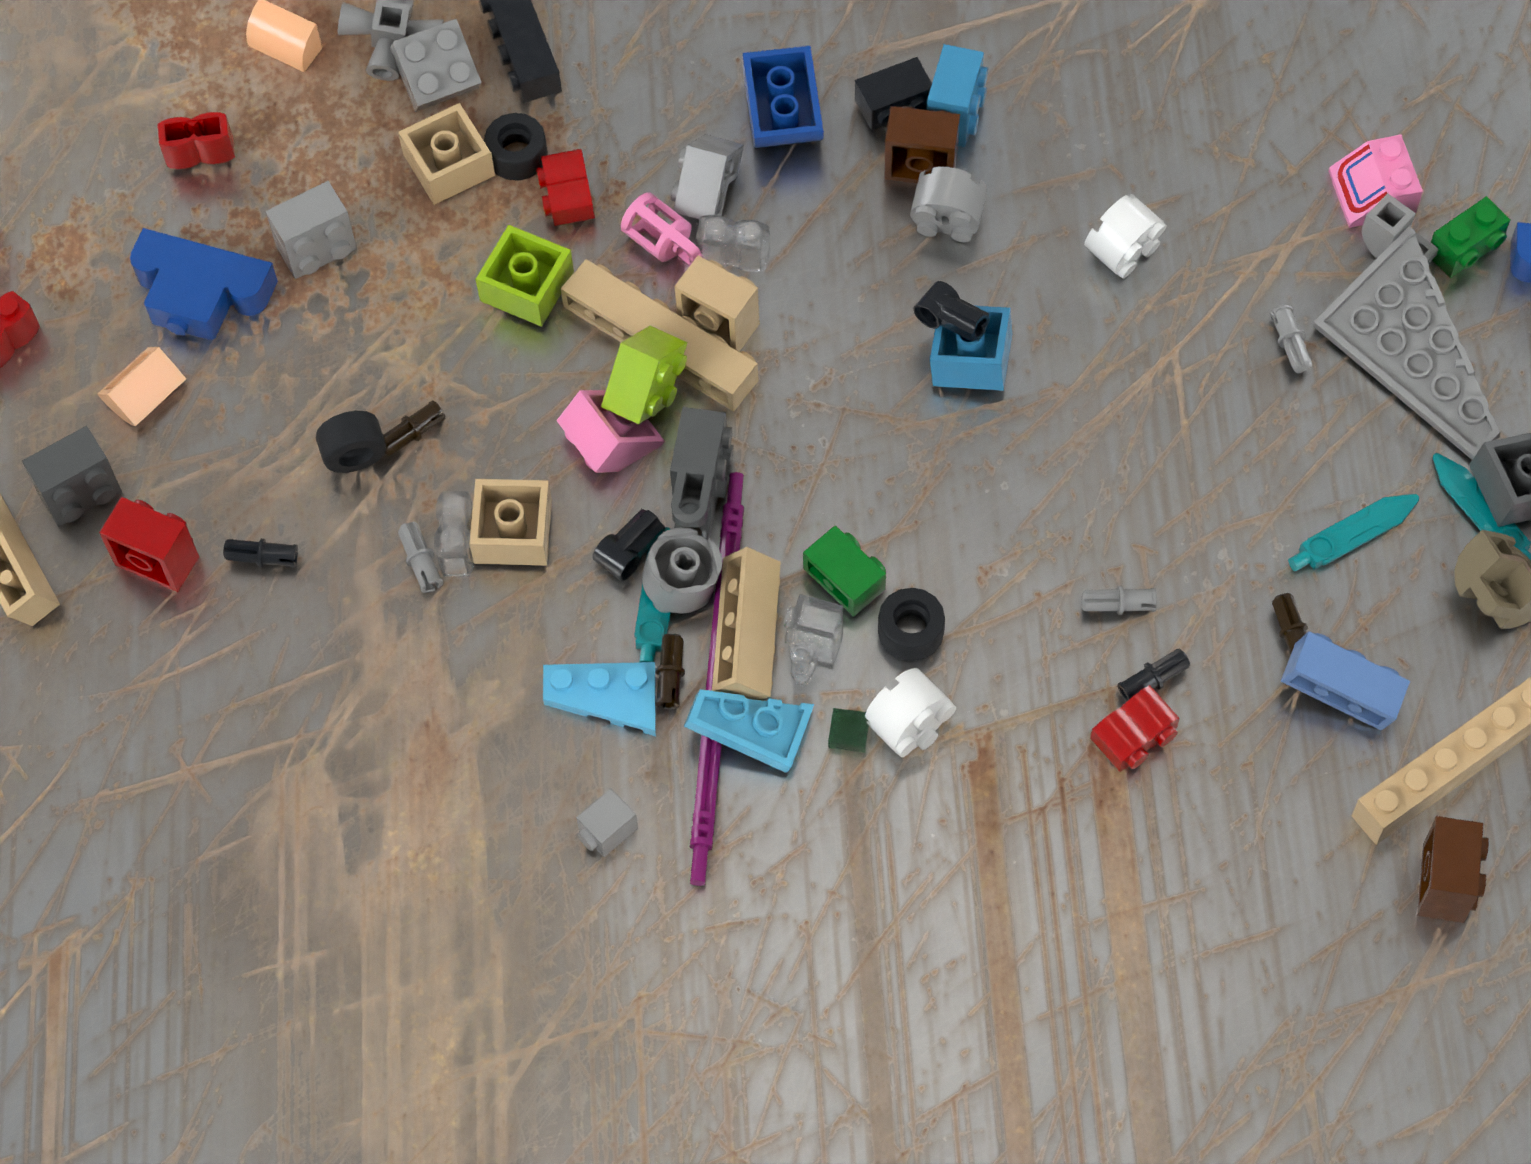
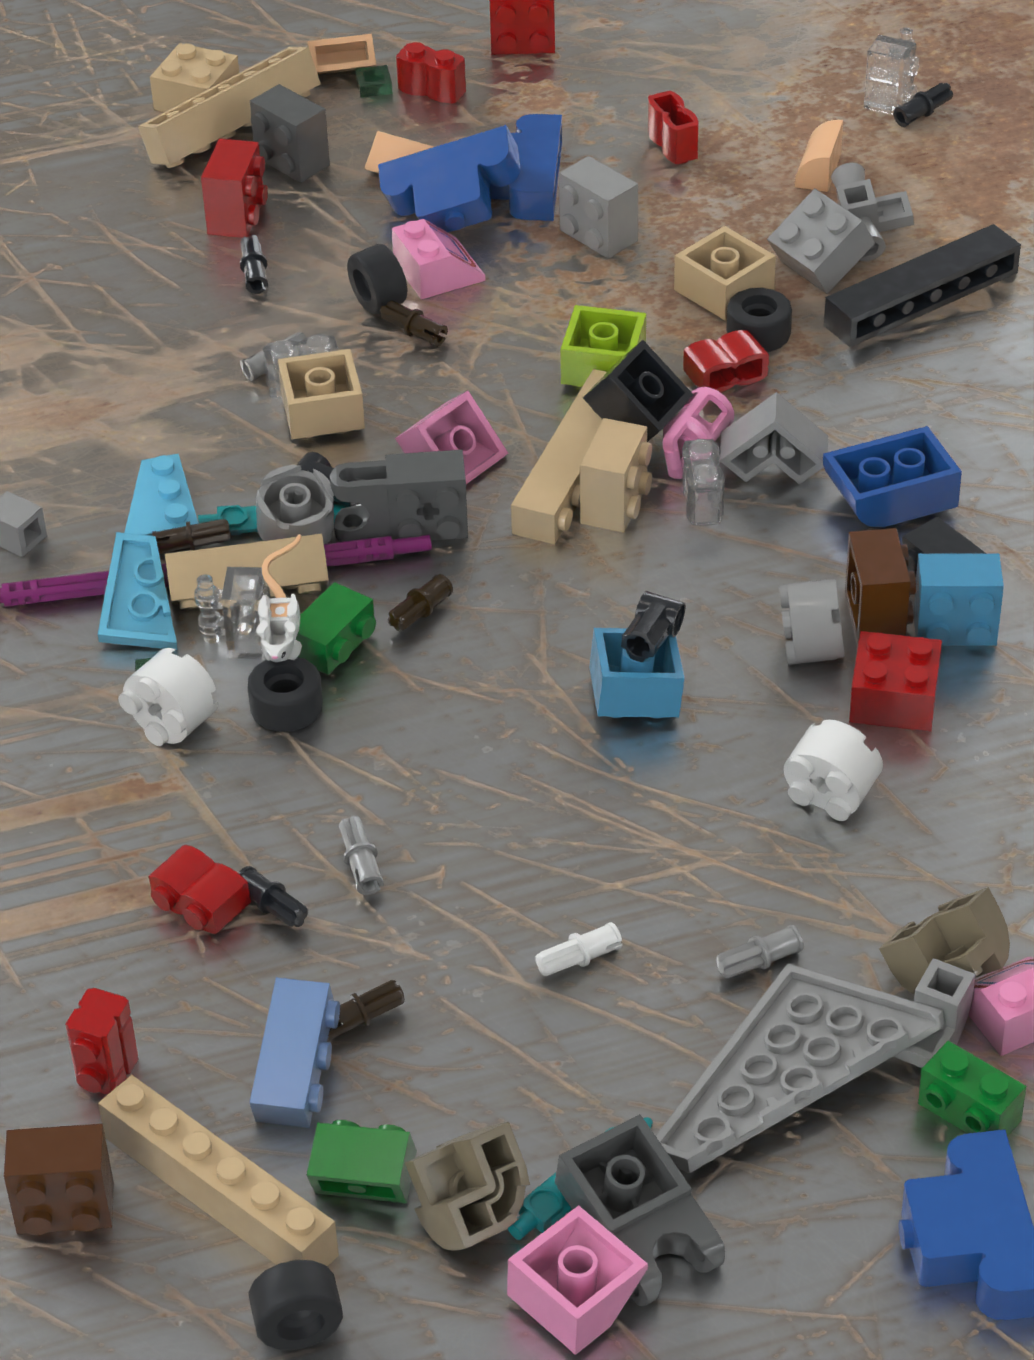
camera: 75 degrees right, 20 degrees down
(222, 346) = (452, 180): none -> blue brick
(318, 391) = (433, 259): none -> bright pink slope
(634, 256) = (639, 391): none -> black brick
(645, 374) = (504, 431): lime brick -> none
(819, 498) = (420, 602): none -> dark brown axle
(862, 597) = (278, 616): none -> white animal
(1025, 167) = (895, 681): none -> red brick
(1262, 461) = (579, 949): none -> white axle
(1312, 820) = (102, 1041): none -> red brick
(1330, 207) = (963, 933): none -> dark tan brick
(1353, 531) = (516, 1054): teal piece -> none
(1460, 652) = (361, 1161): none -> green brick

